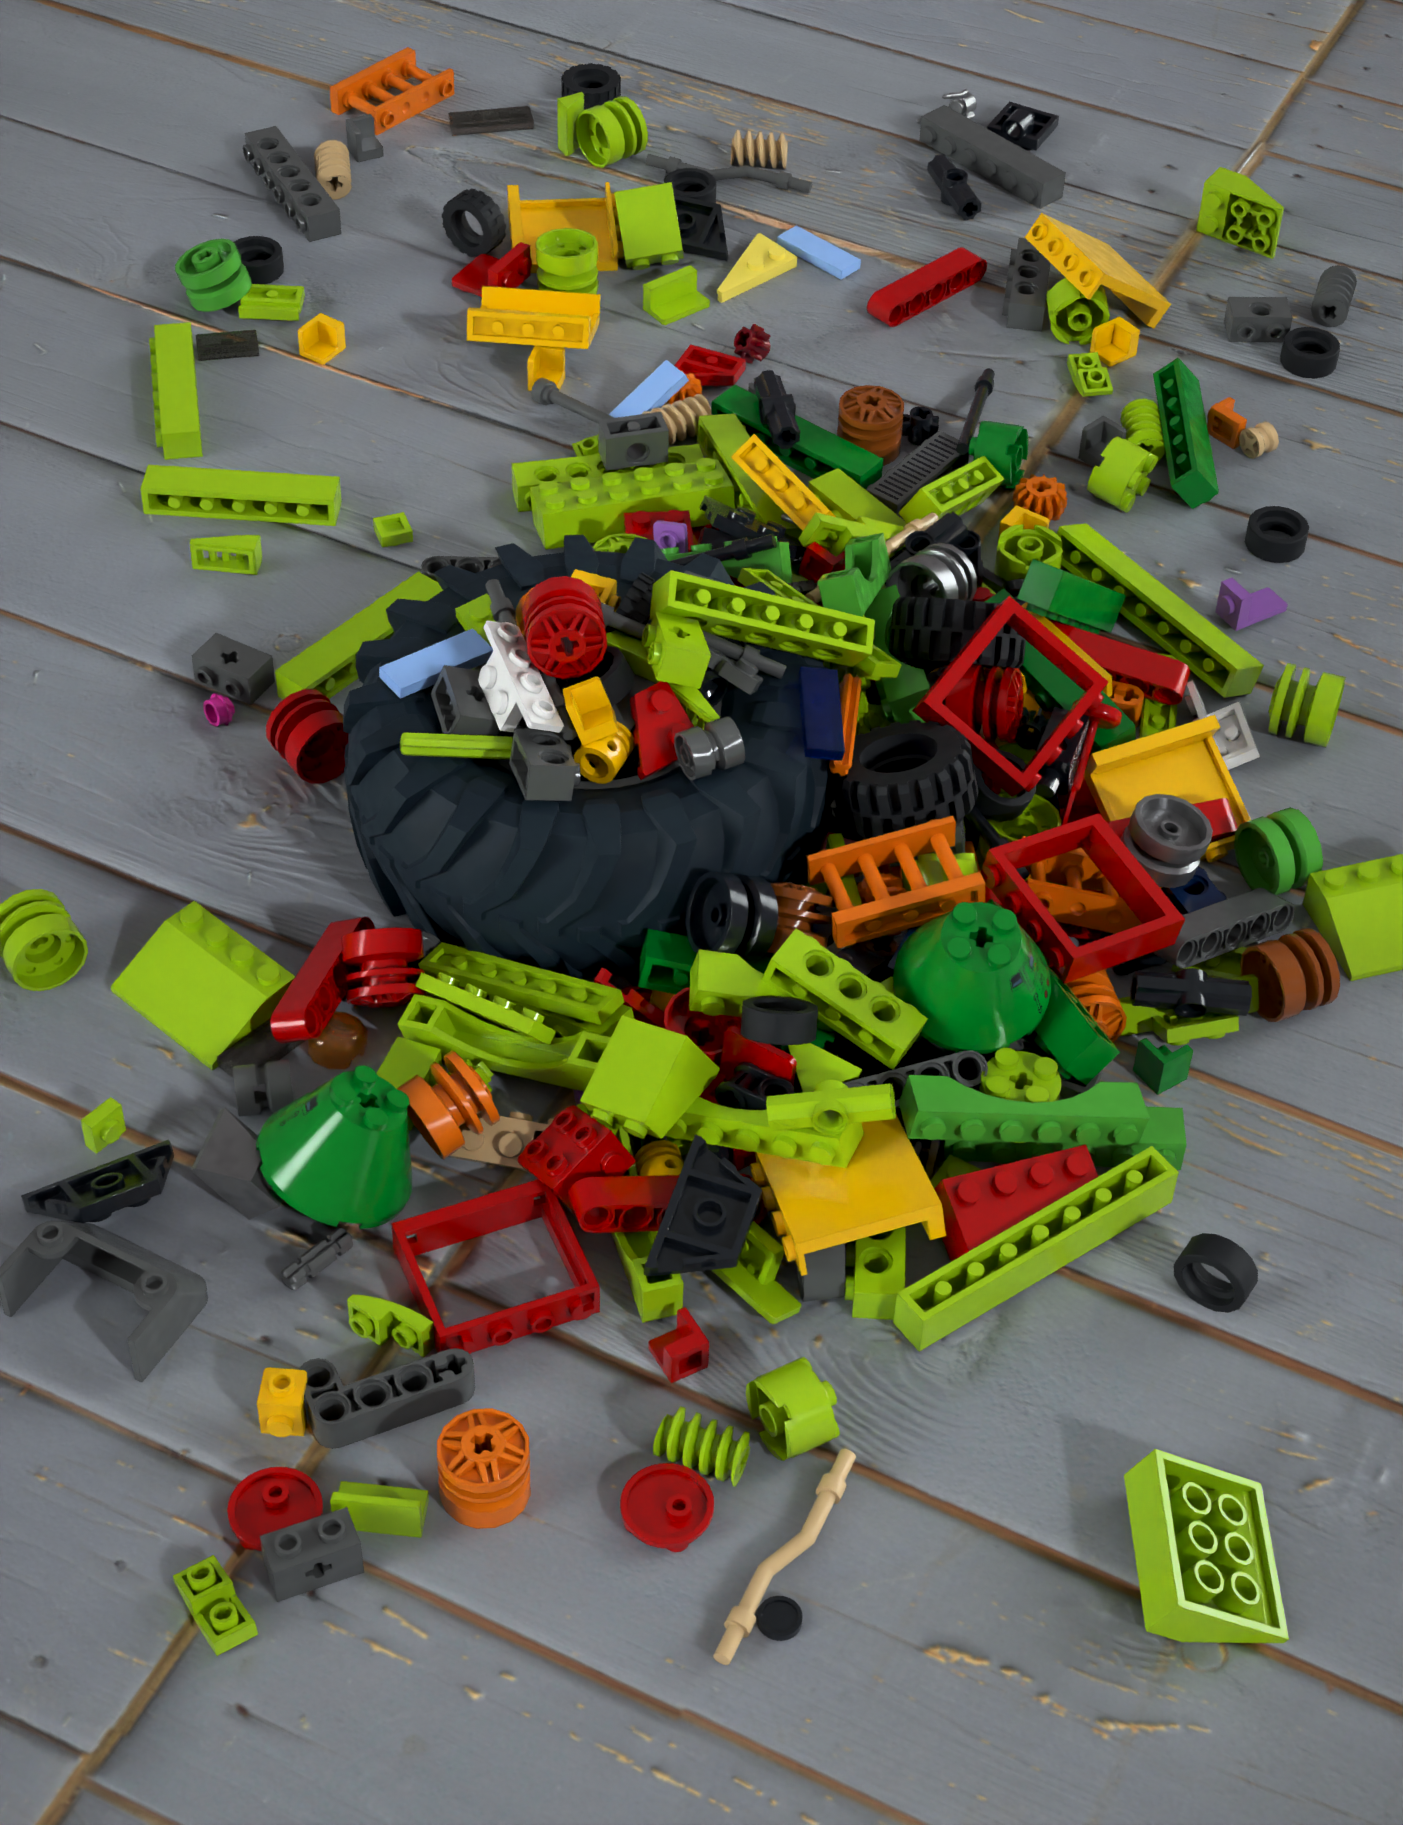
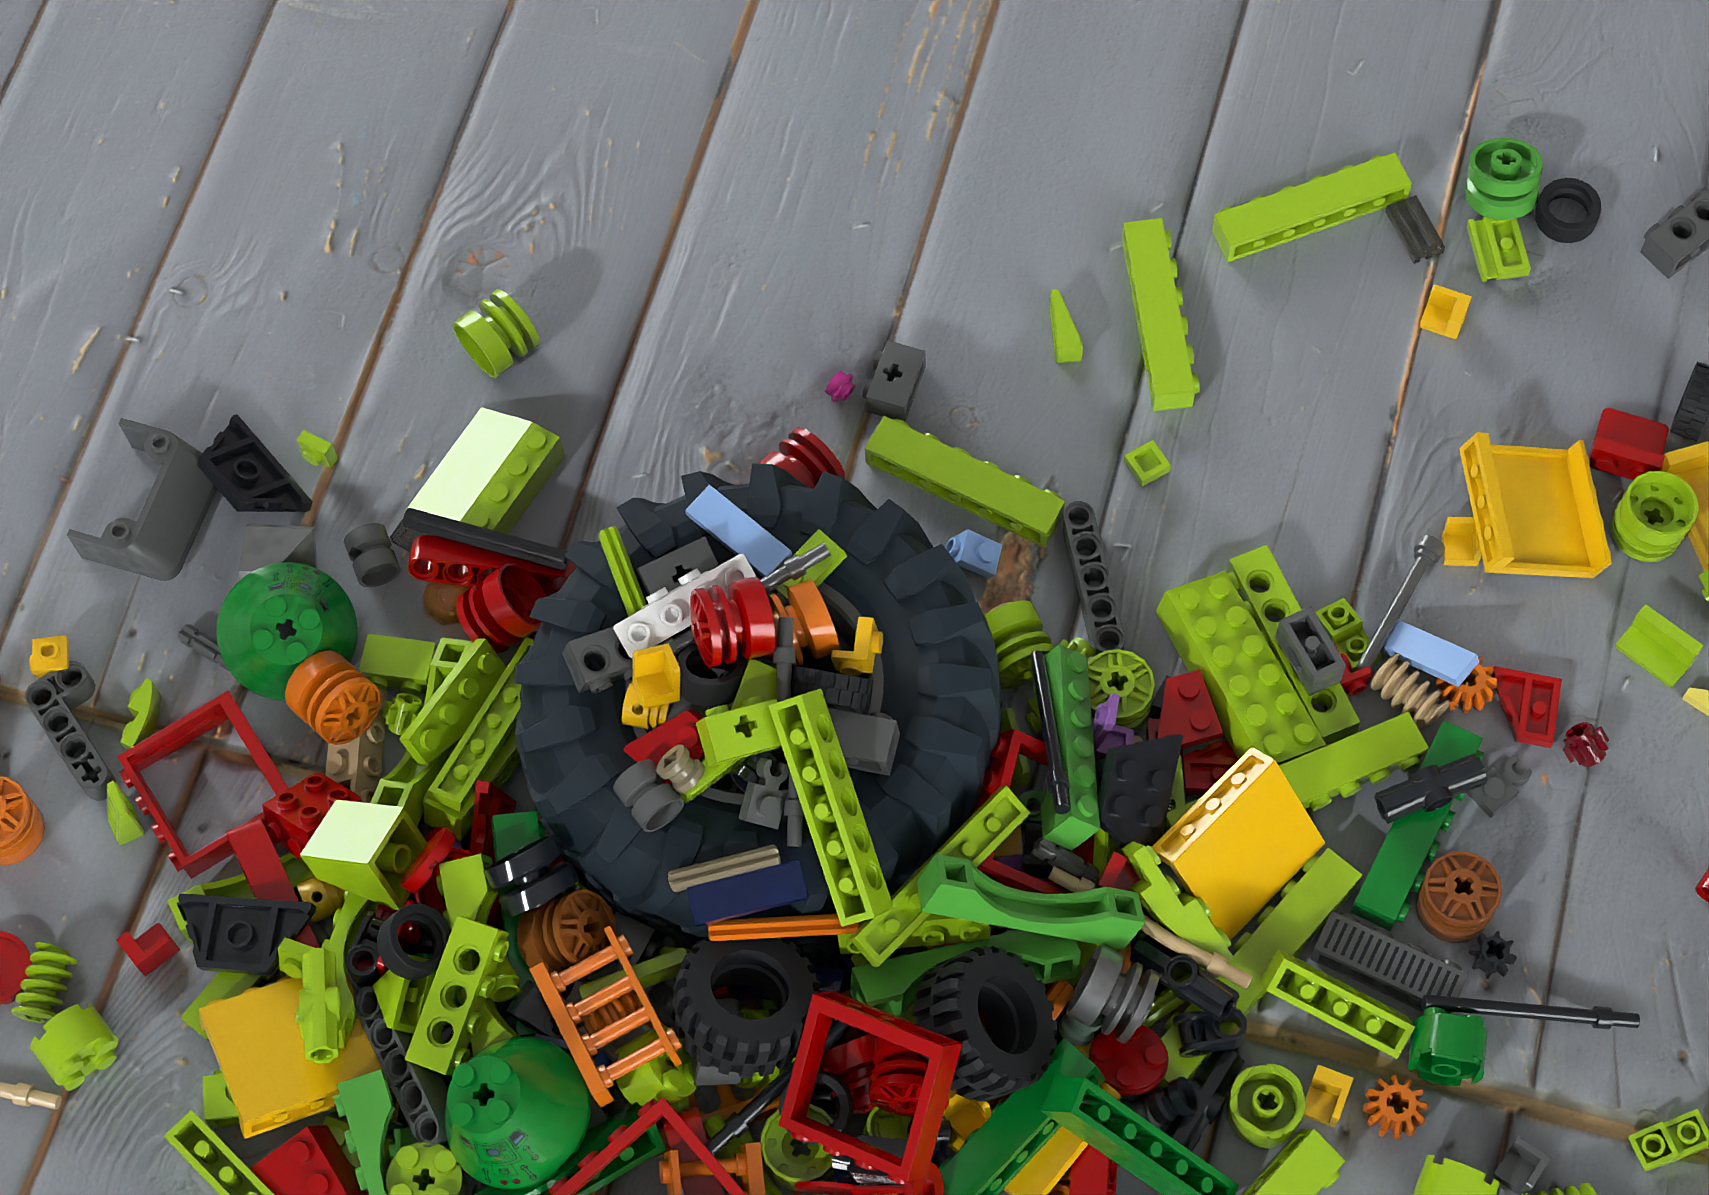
camera: 85 degrees right, 20 degrees up
(296, 966) = (485, 538): none -> black axle
(513, 1346) = (122, 815): none -> lime slope
(685, 1005) = (427, 859): none -> red tile
(705, 702) = (680, 769): none -> dark tan wheel
(755, 1157) = (290, 957): none -> lime plate
(793, 721) = (723, 867): none -> dark tan axle

